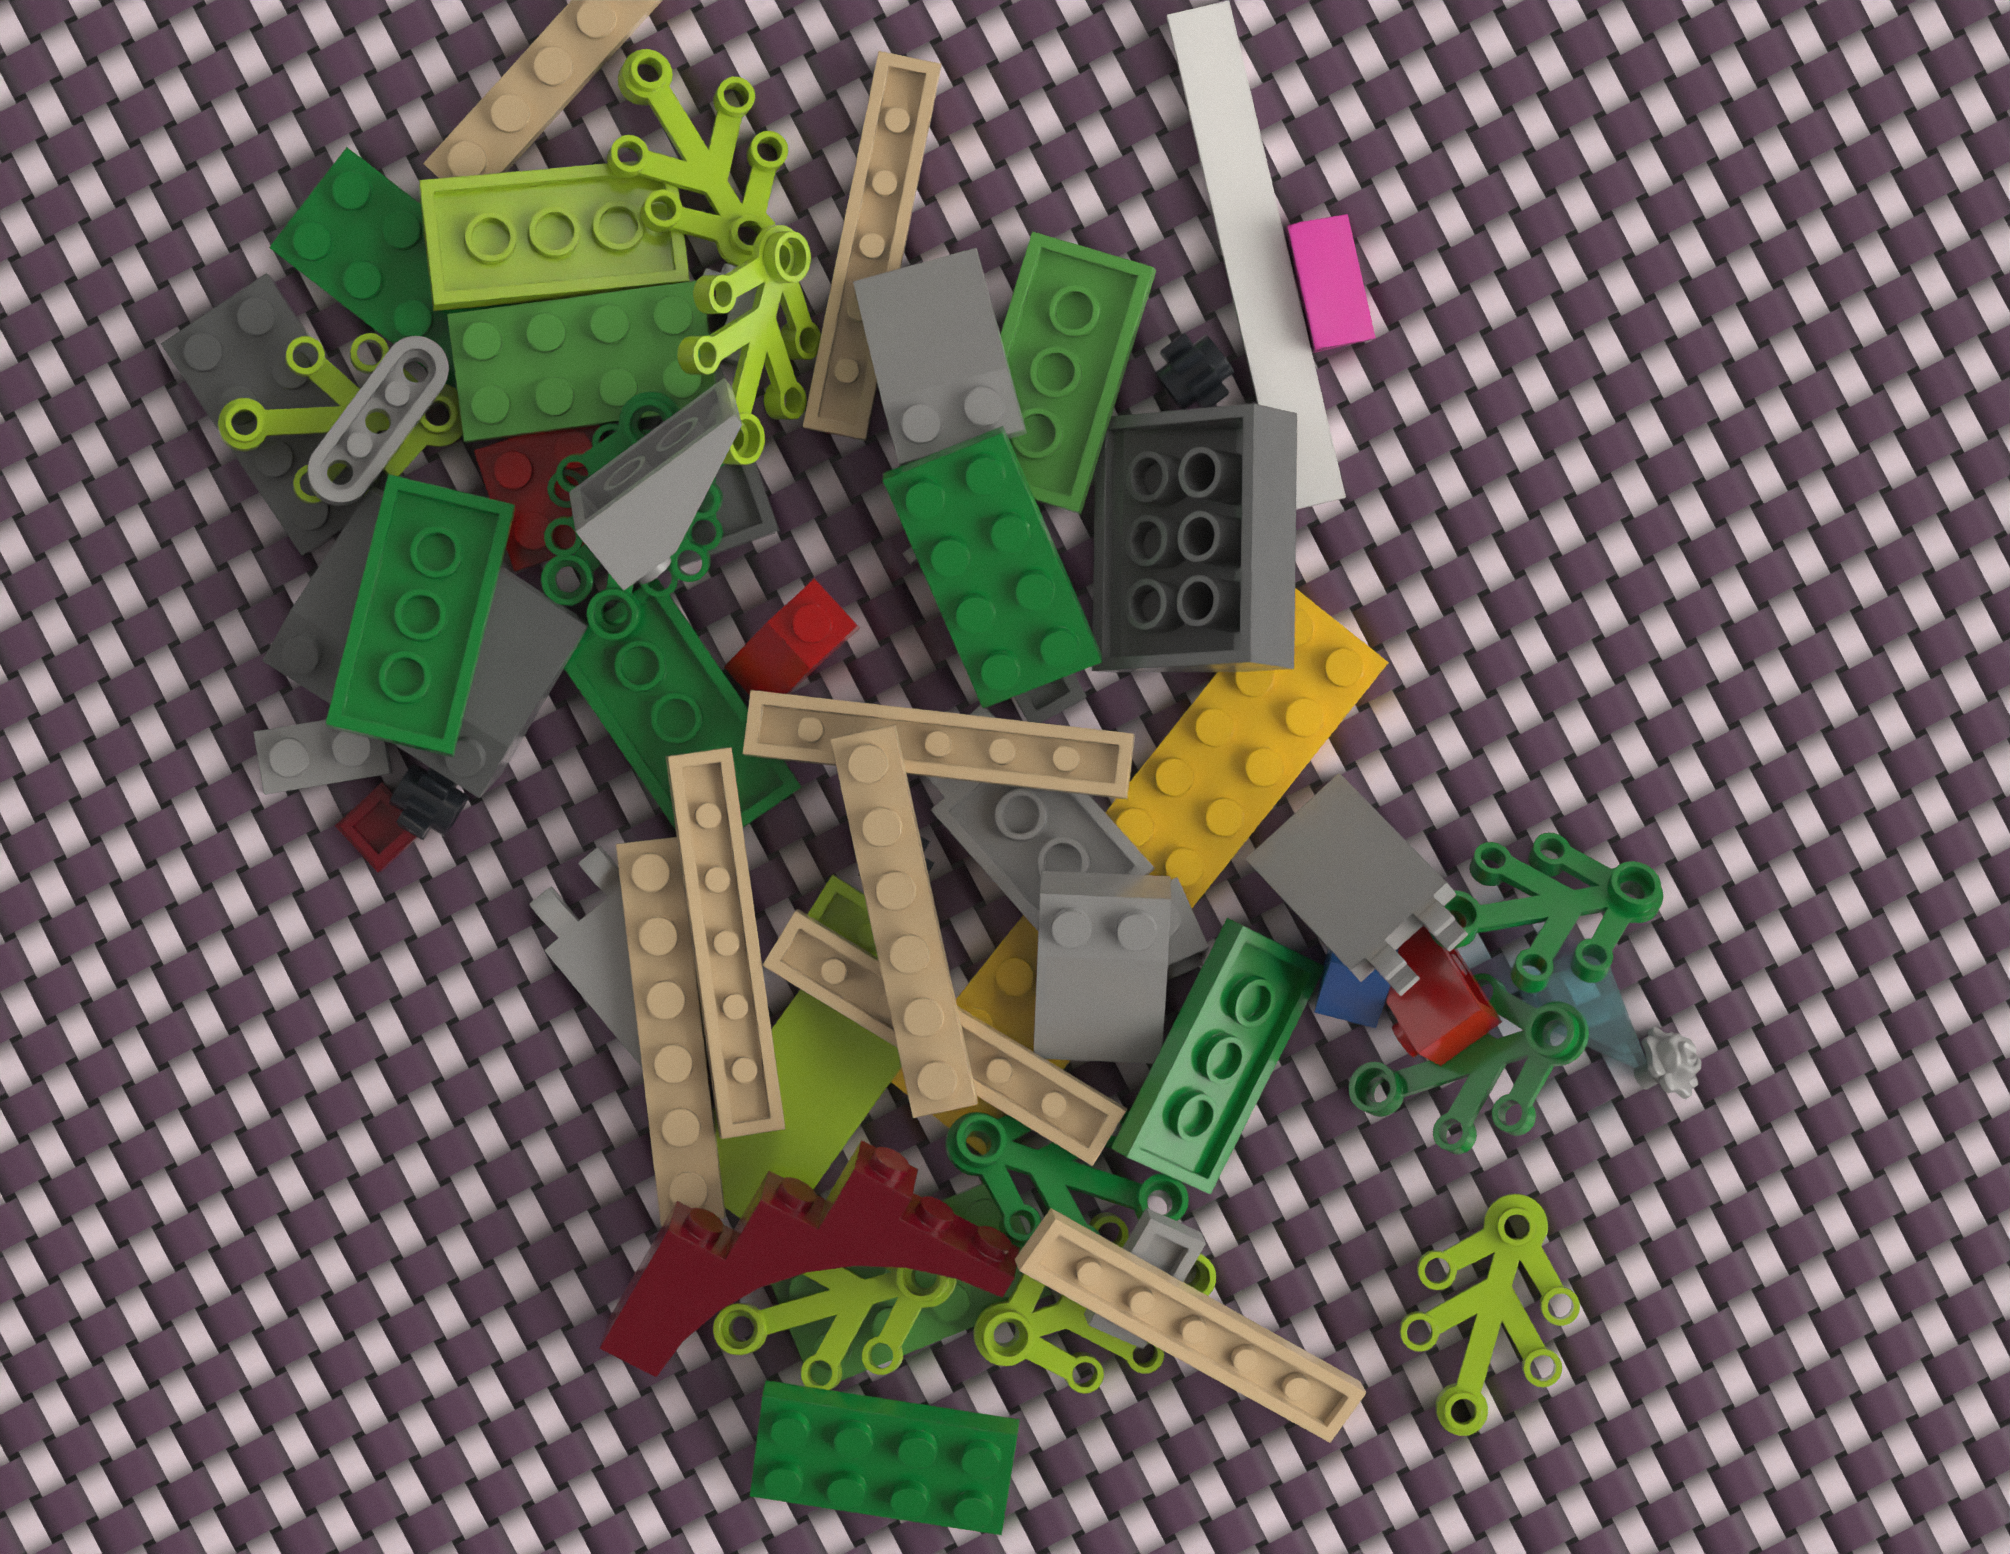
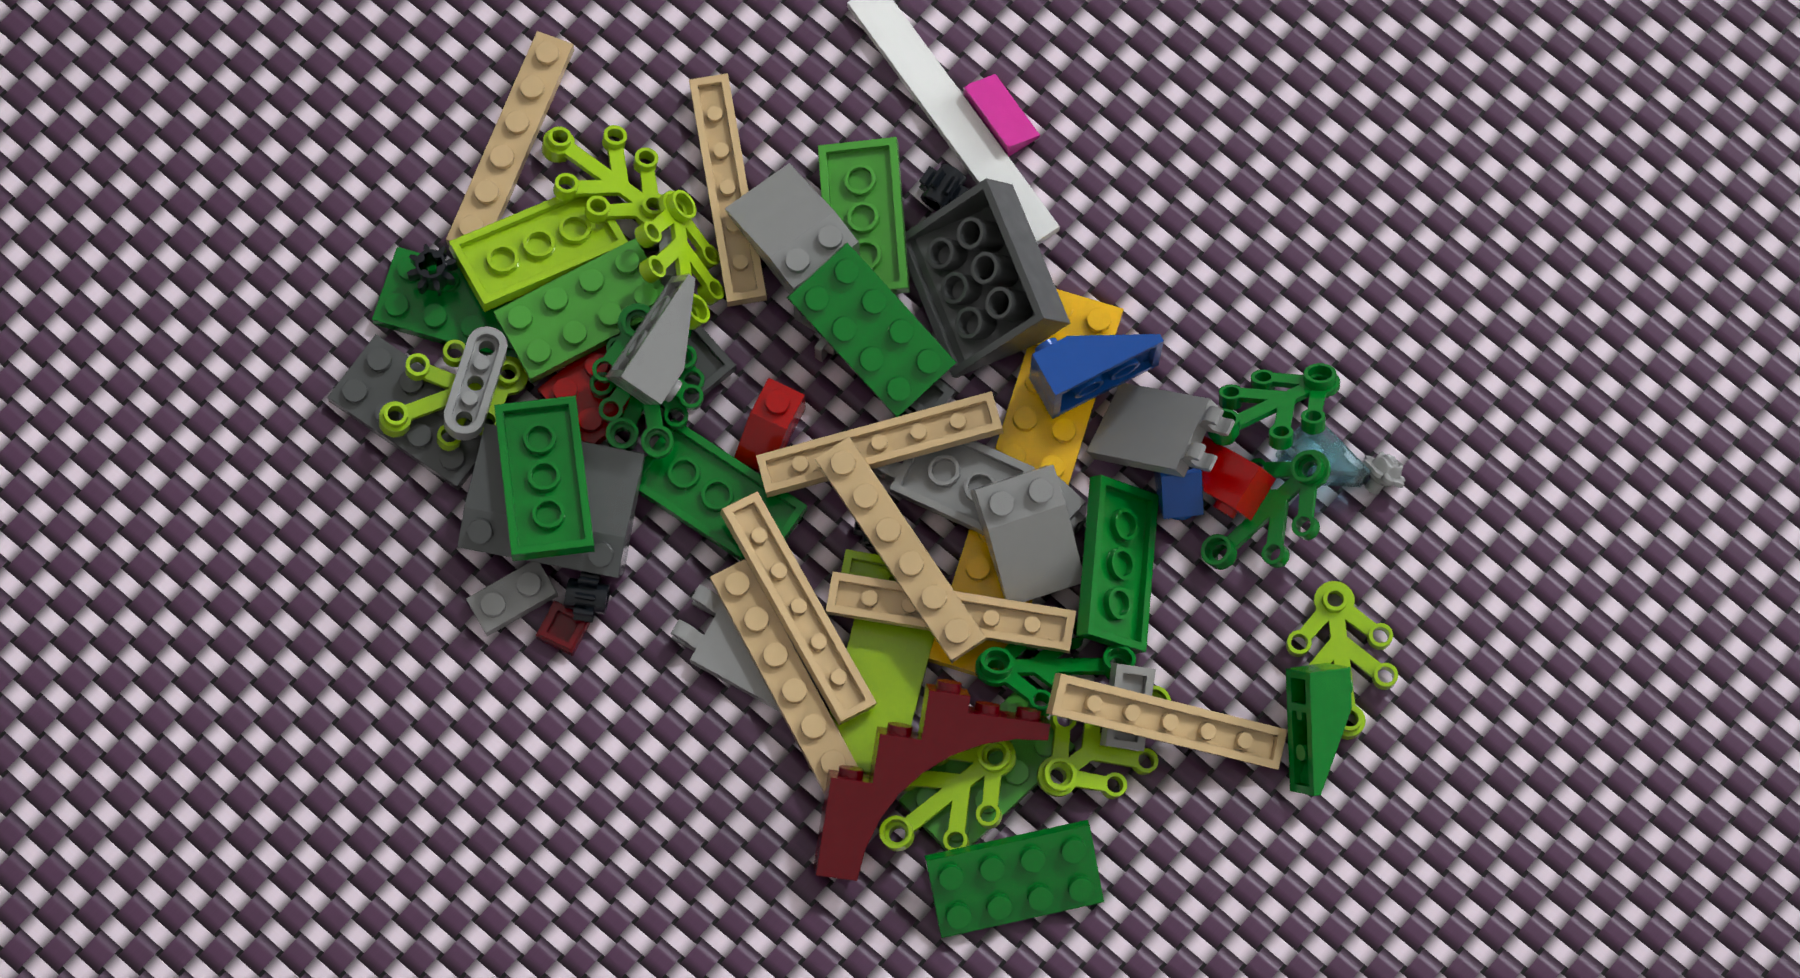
camera: 20 degrees left, 15 degrees down
(390, 229) = (426, 259): none -> black gear
(1275, 751) = (1088, 366): none -> blue slope
(1412, 1400) = (1316, 719): none -> green slope

